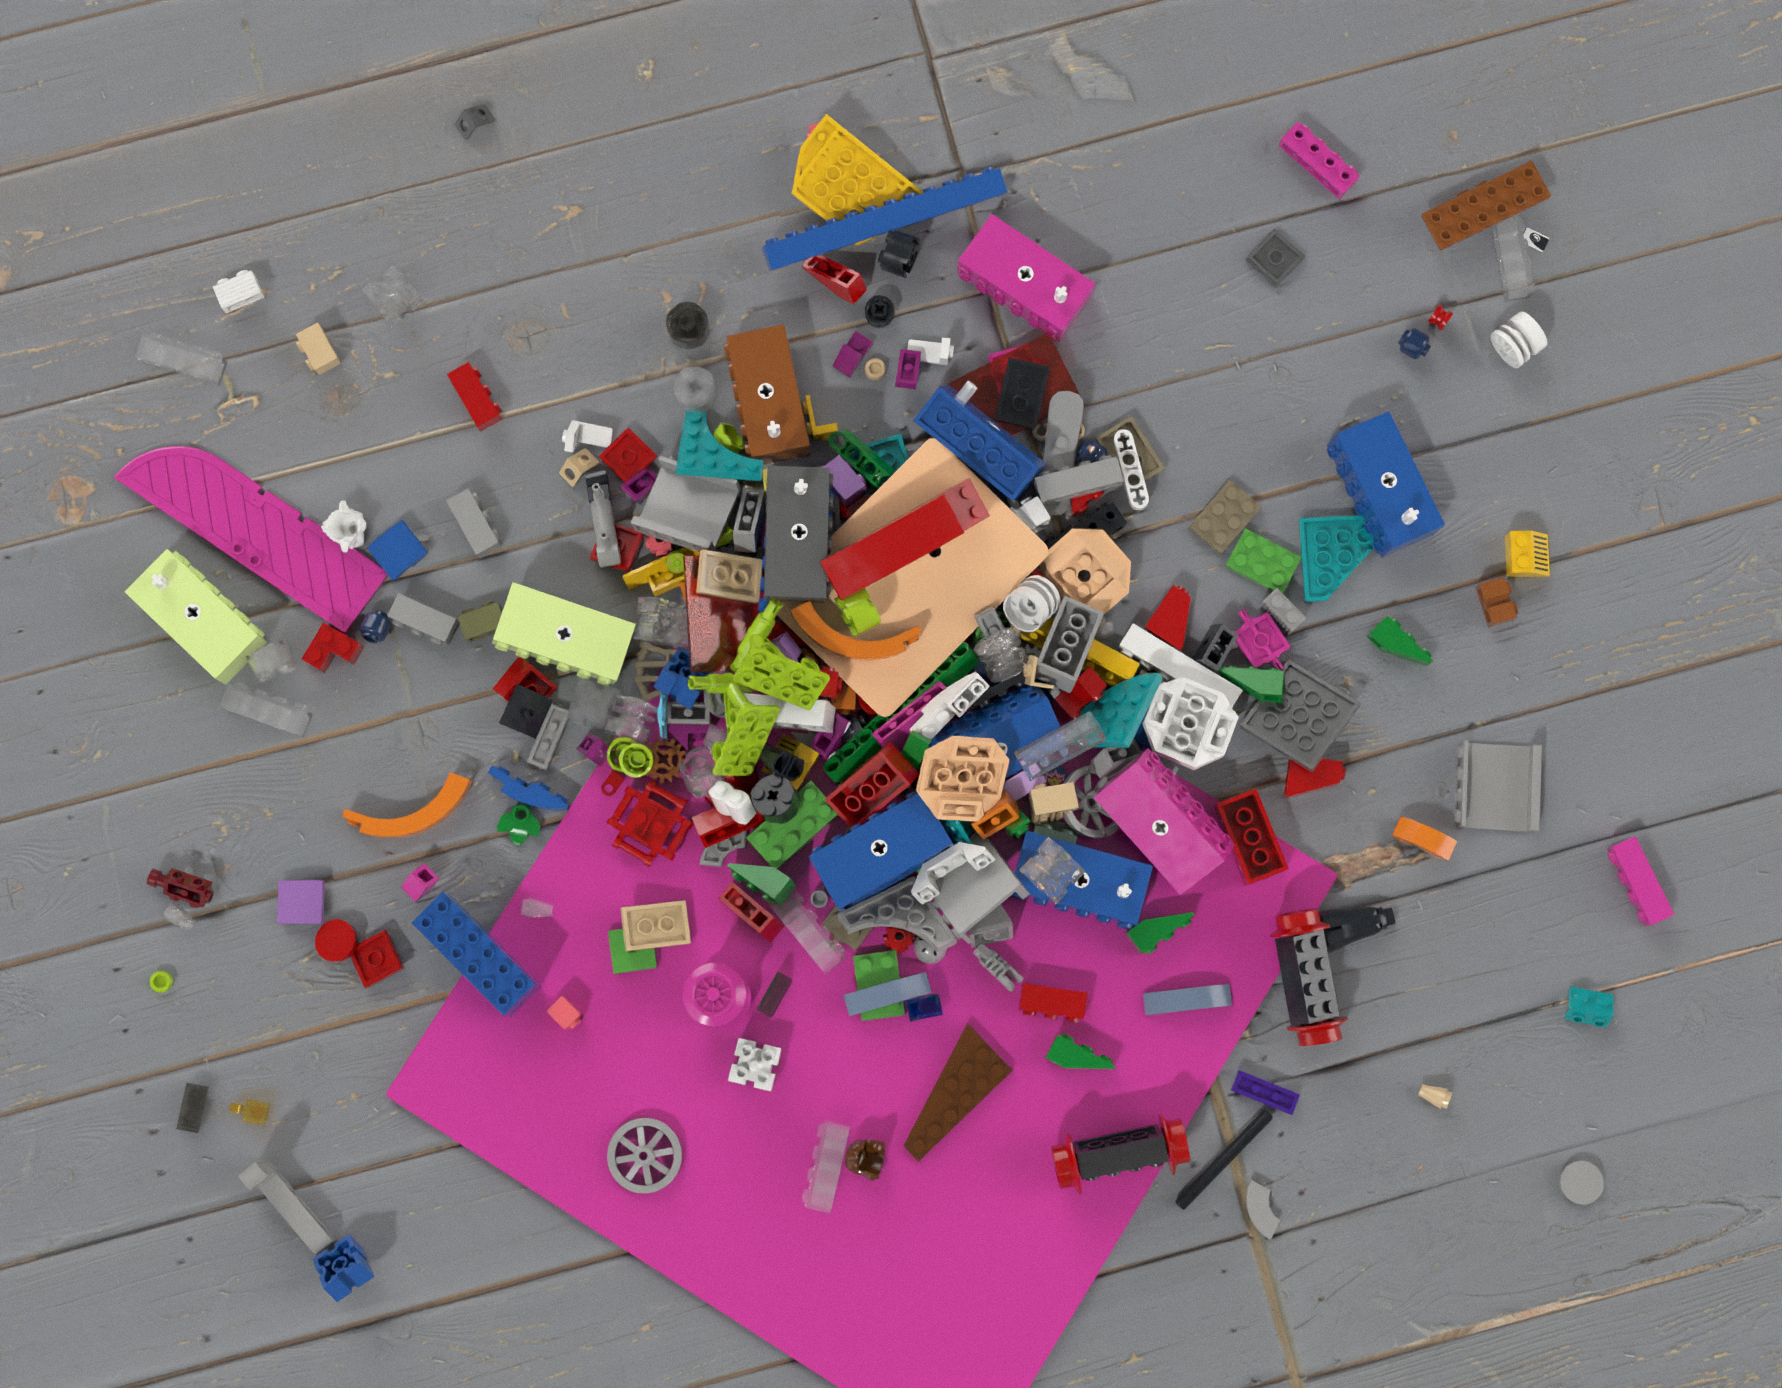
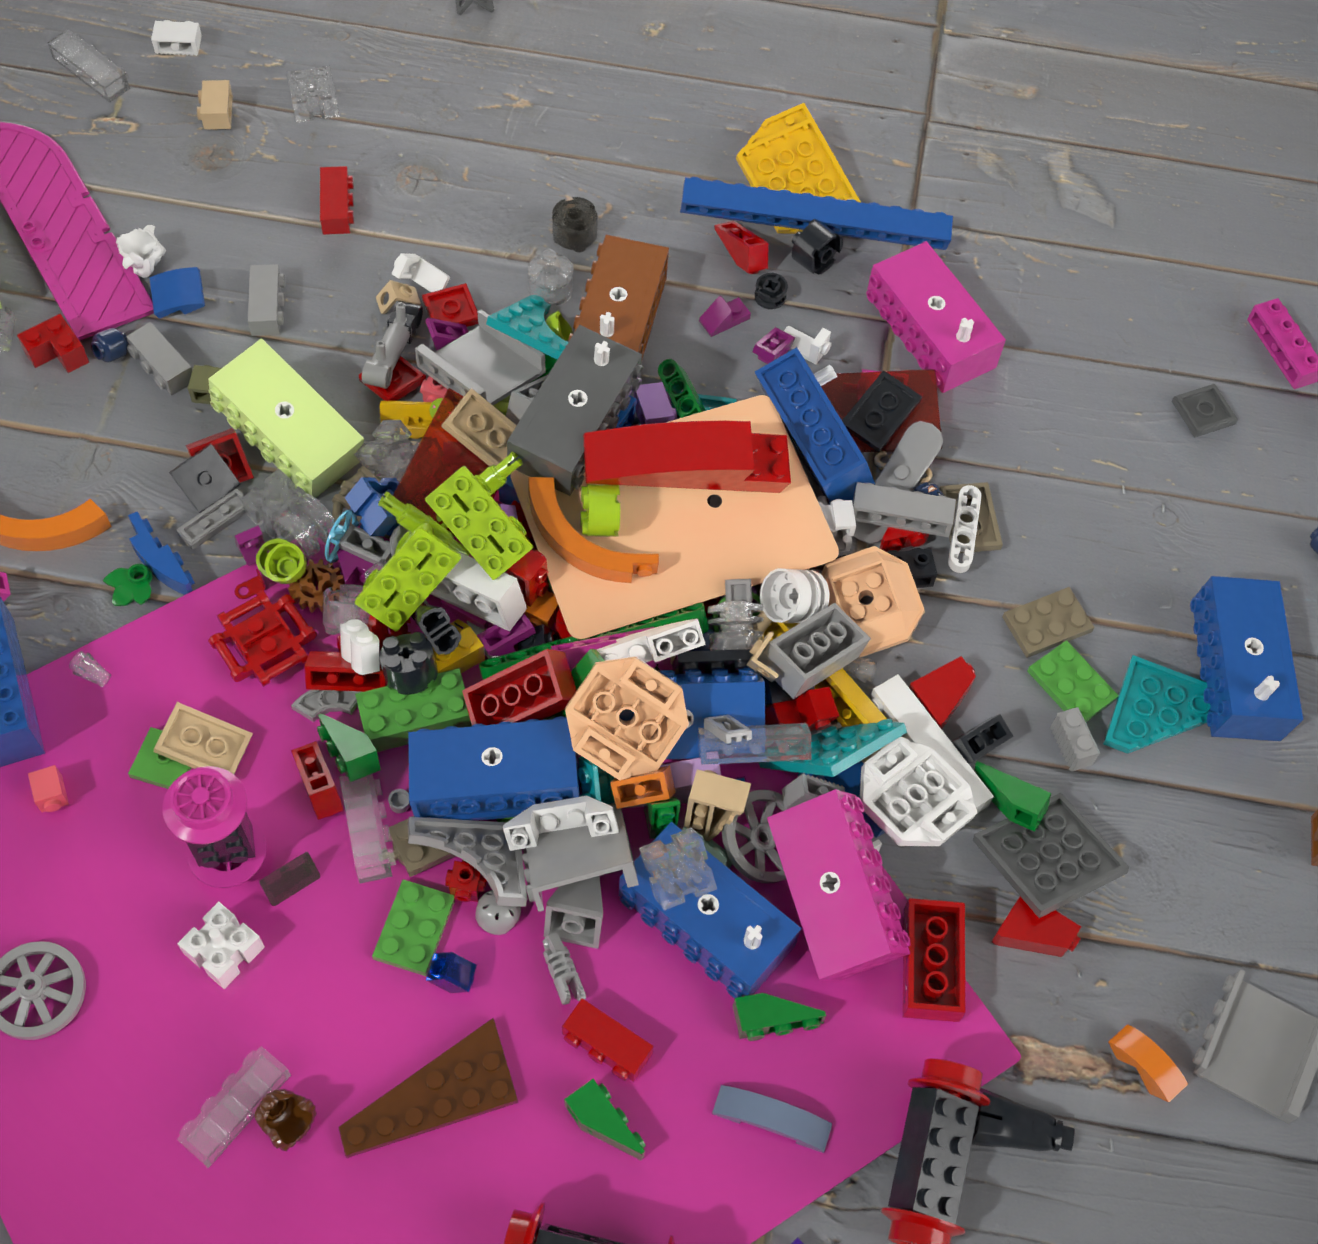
camera: 20 degrees right, 20 degrees down
(819, 432) = (650, 358): yellow bracket -> none
(875, 369) = (740, 338): tan tile -> none
(887, 994) = (415, 935): sand blue slope -> none
(1035, 751) = (729, 730): none -> light grey tile
(1261, 640) = (1036, 757): dark pink plate -> none
(1393, 640) = (1193, 827): green slope -> none

